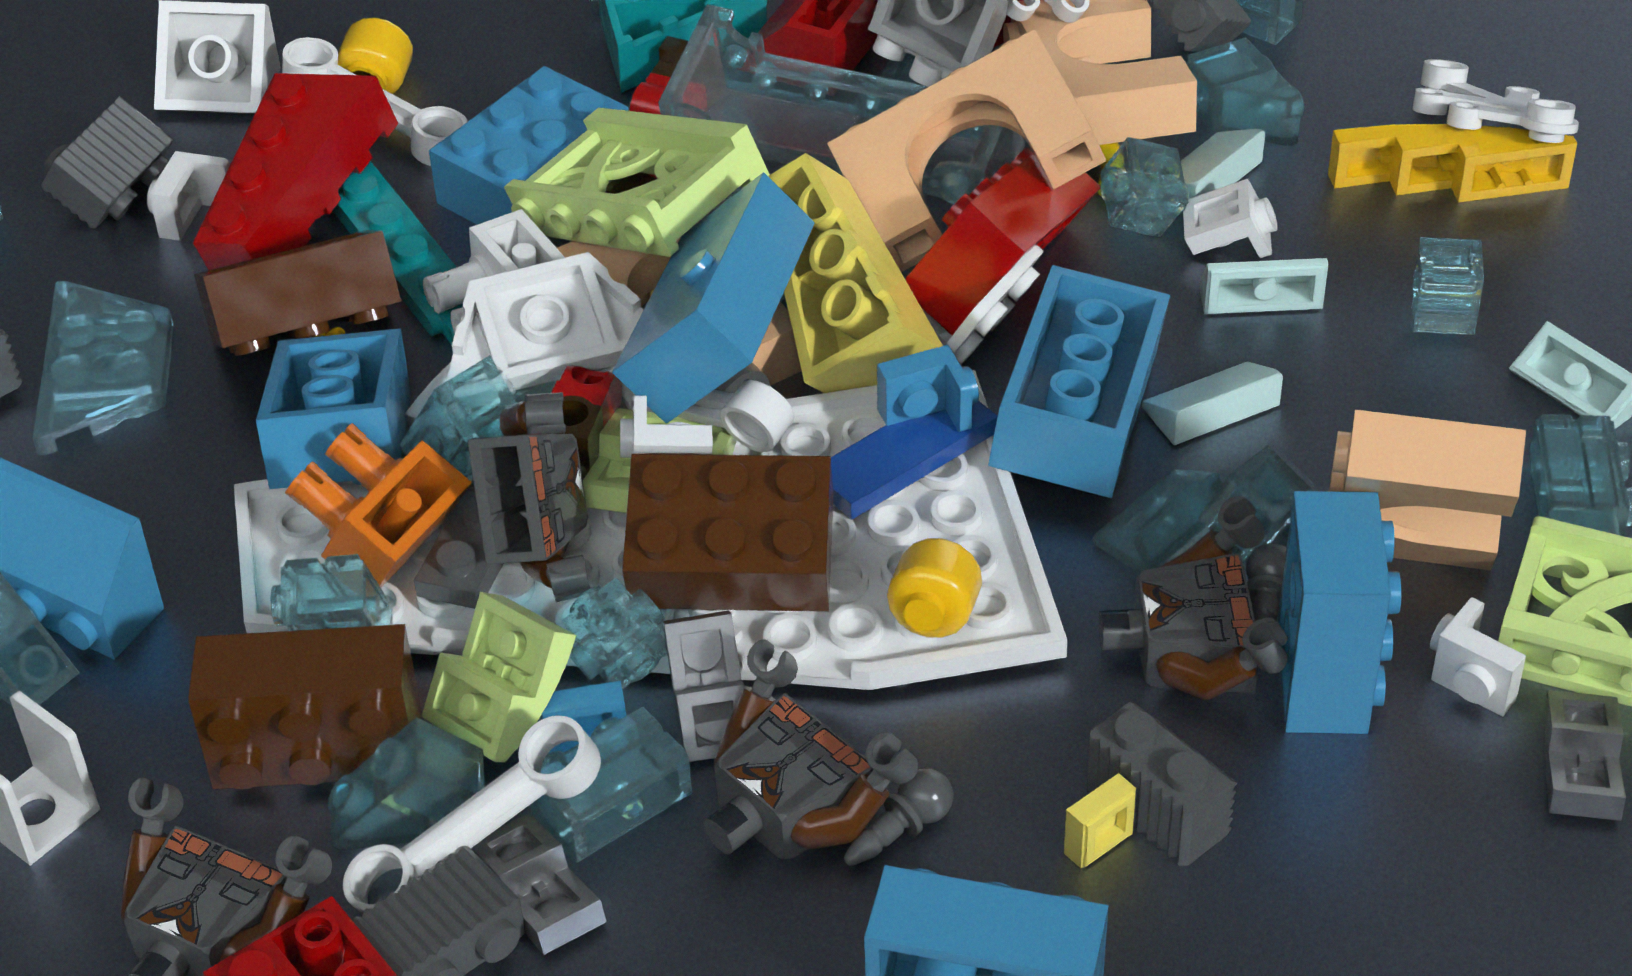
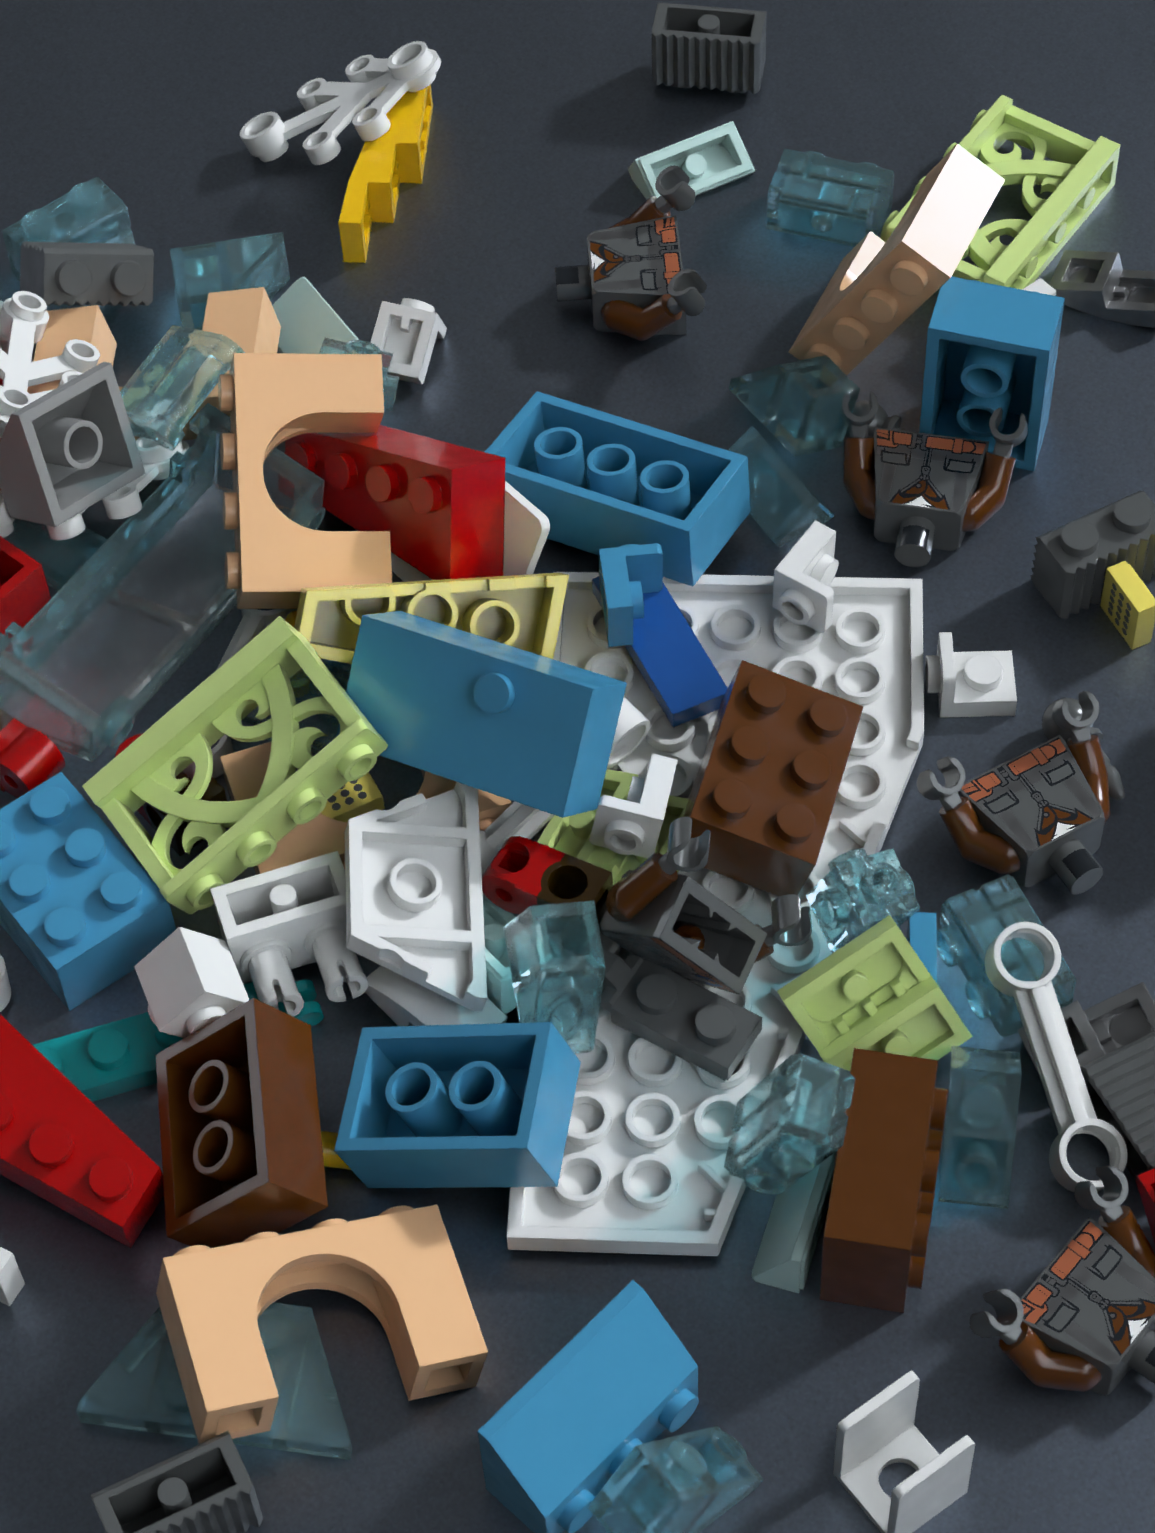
camera: 75 degrees left, 10 degrees up
(129, 308) = (388, 1262): none -> light nougat arch
(397, 516) = (659, 1062): orange brick -> none
(423, 223) = (189, 982): none -> white brick
(703, 679) = (922, 850): flat silver slope -> none
(934, 588) = (864, 646): yellow head -> none
(959, 707) = (971, 681): none -> white bracket
(1013, 527) = (804, 579): none -> white bracket
(1066, 46) = (175, 382): none -> clear light blue plate
(1215, 401) = (631, 392): light aqua slope -> none
(1263, 286) = (500, 341): light aqua slope -> none
(1395, 354) = (638, 268): none -> torso
(1447, 285) = (573, 205): clear light blue brick -> none

